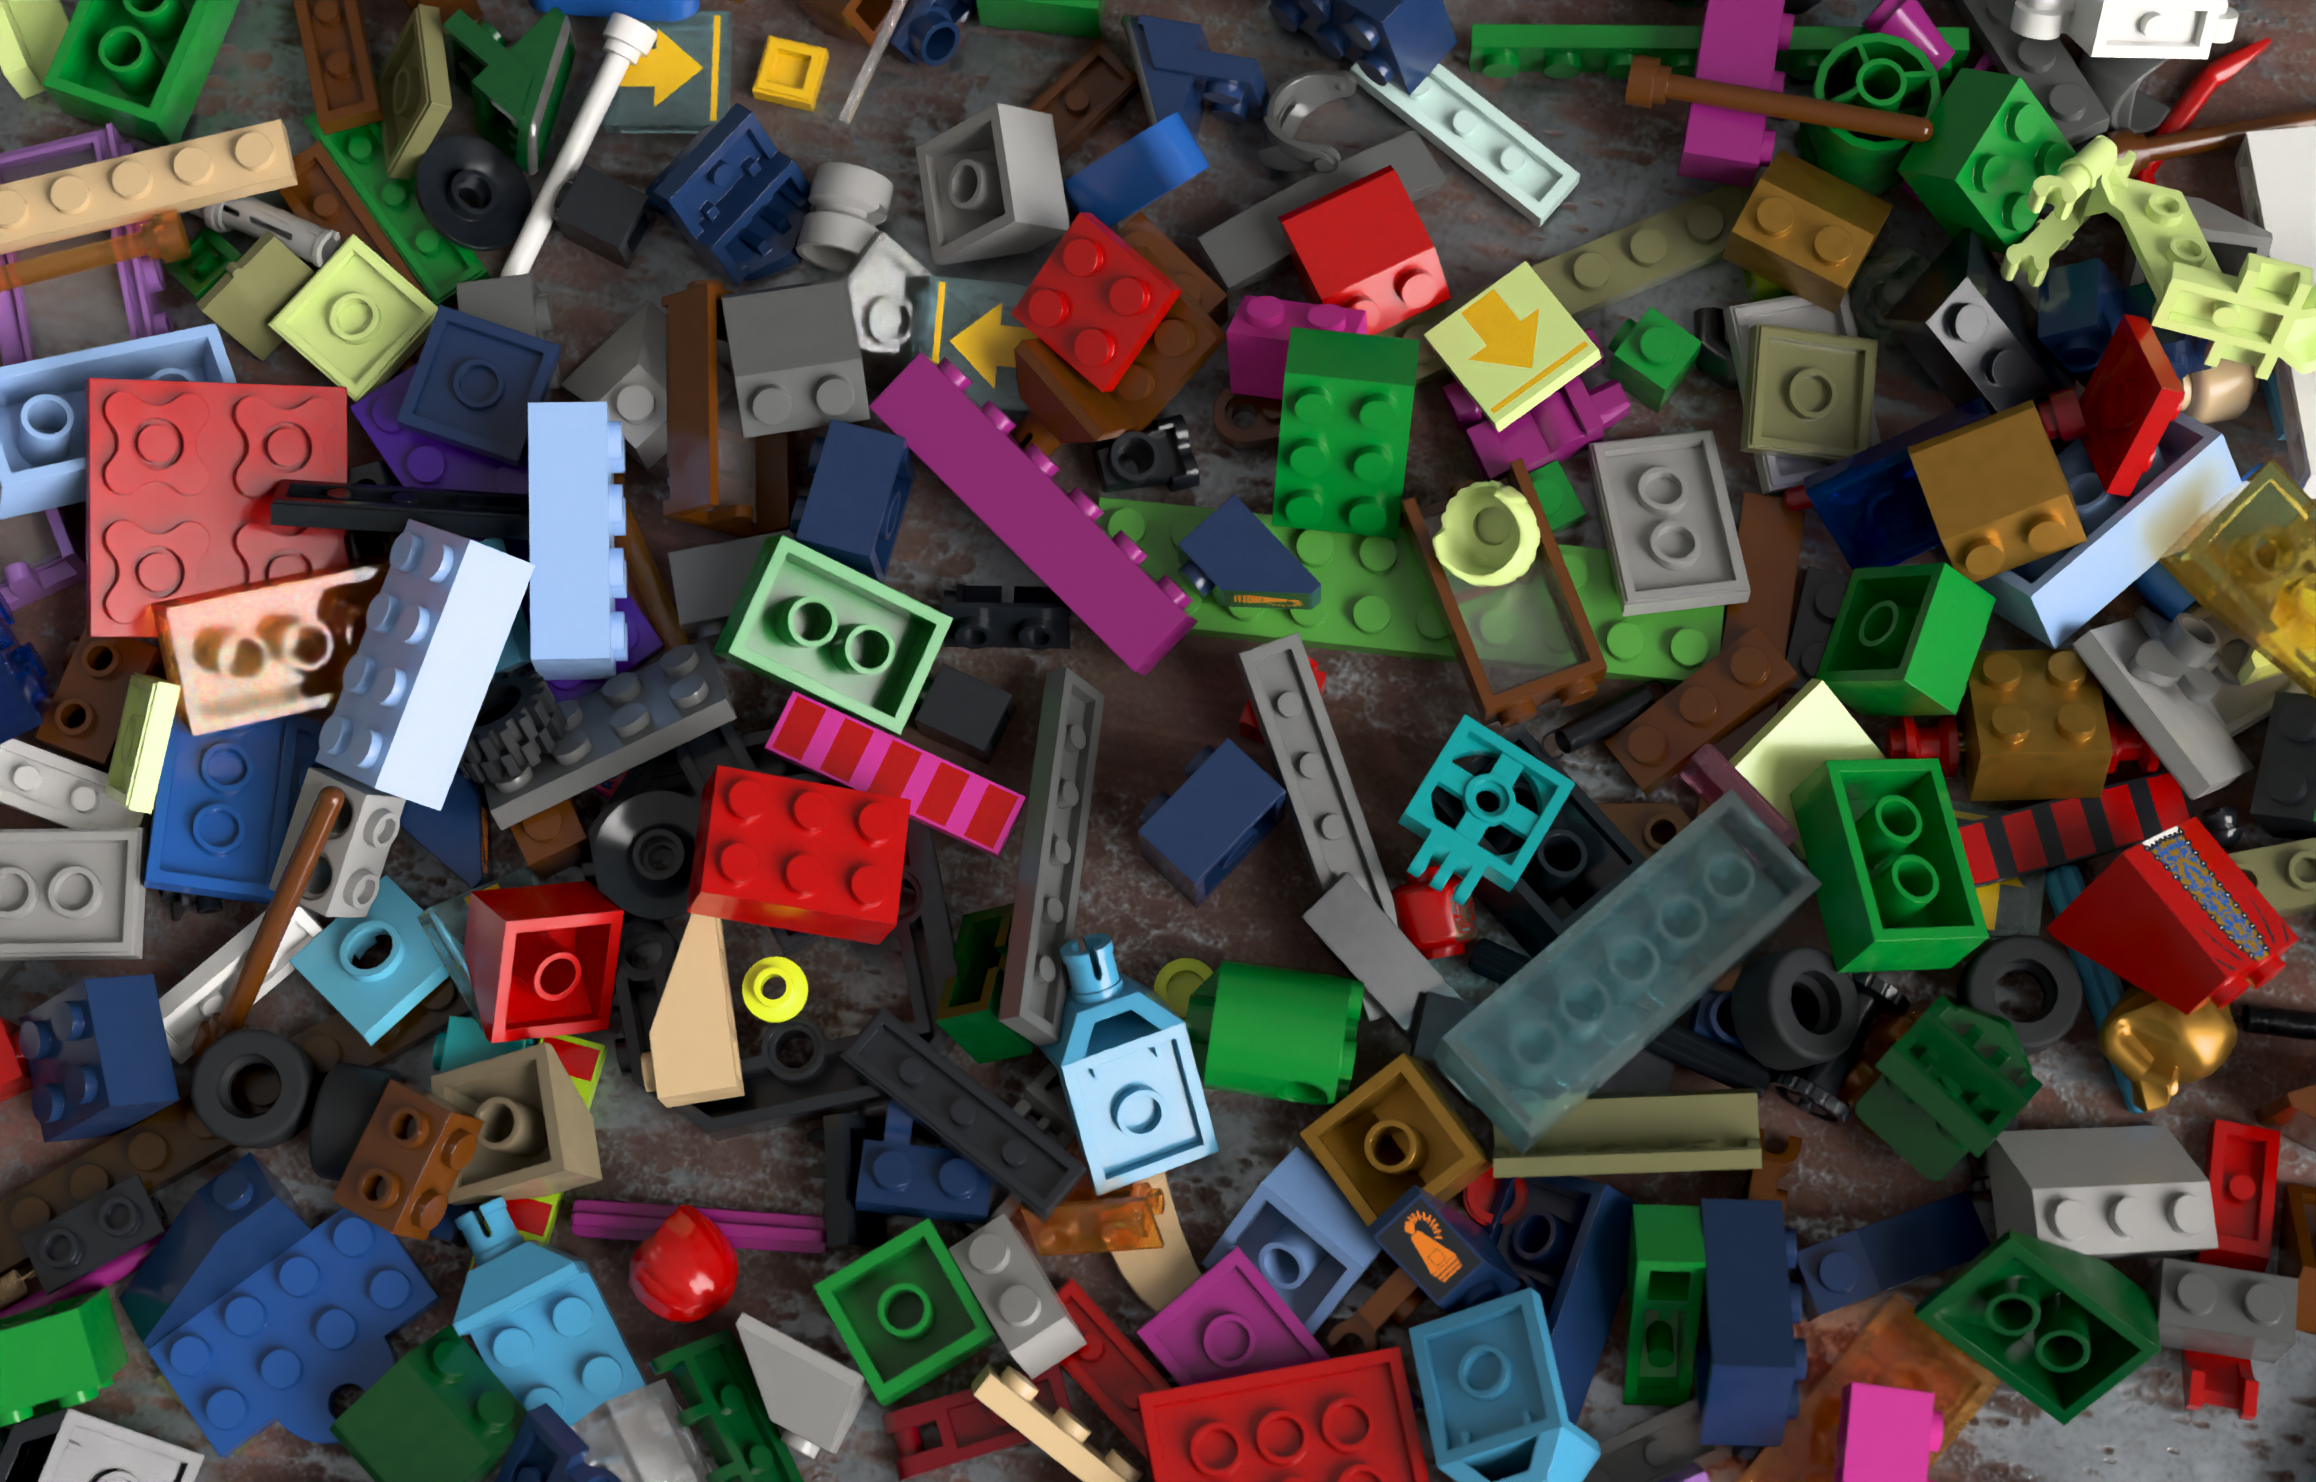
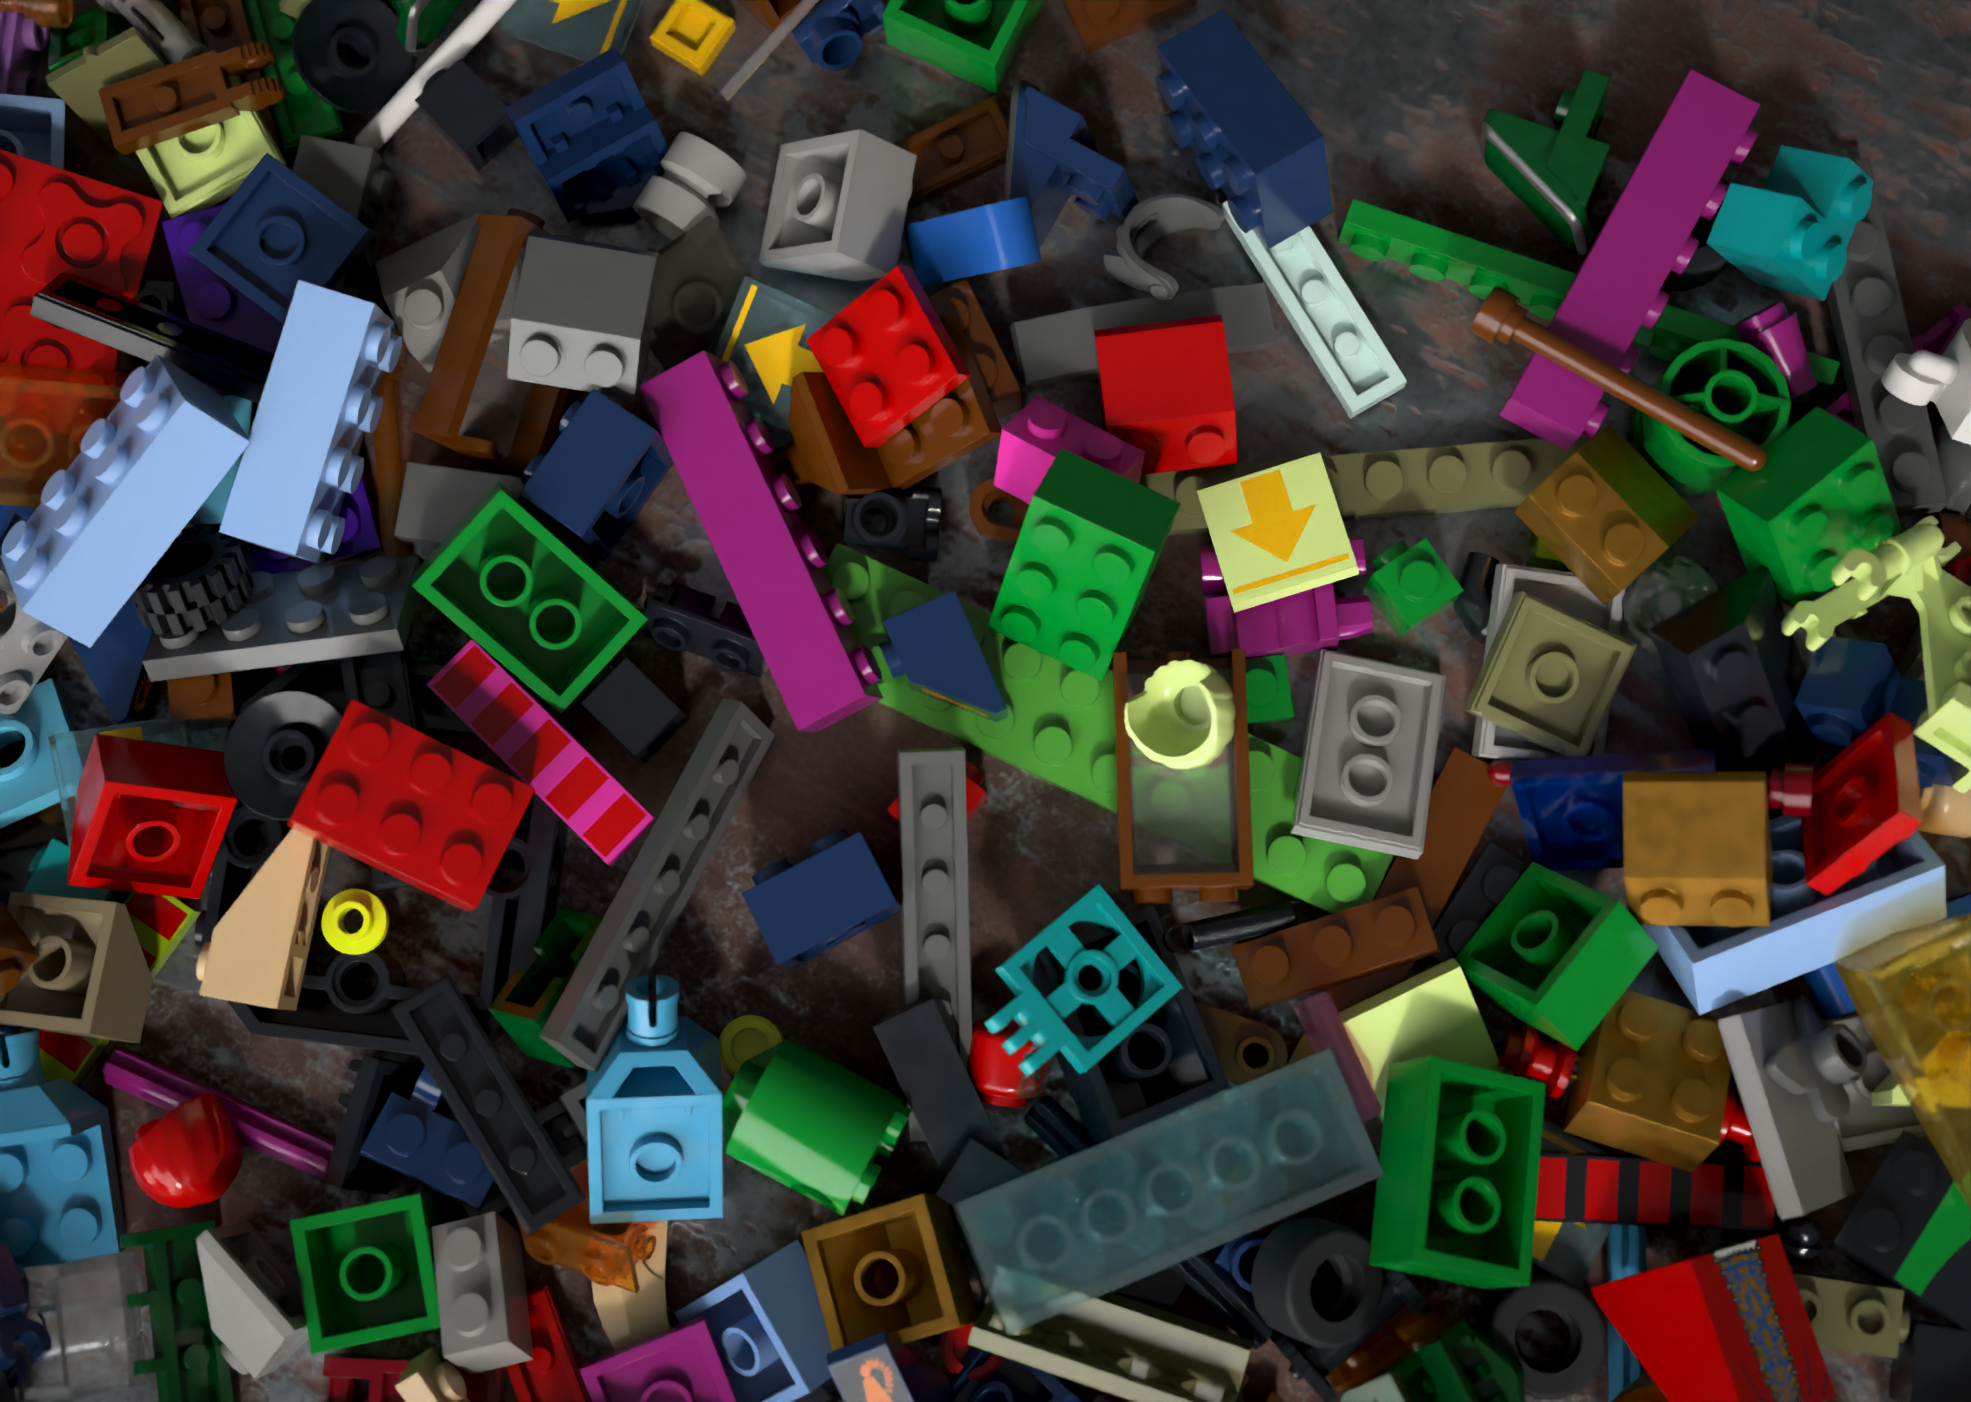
camera: 25 degrees right, 5 degrees up
(337, 280) = (187, 96): none -> reddish brown hinge

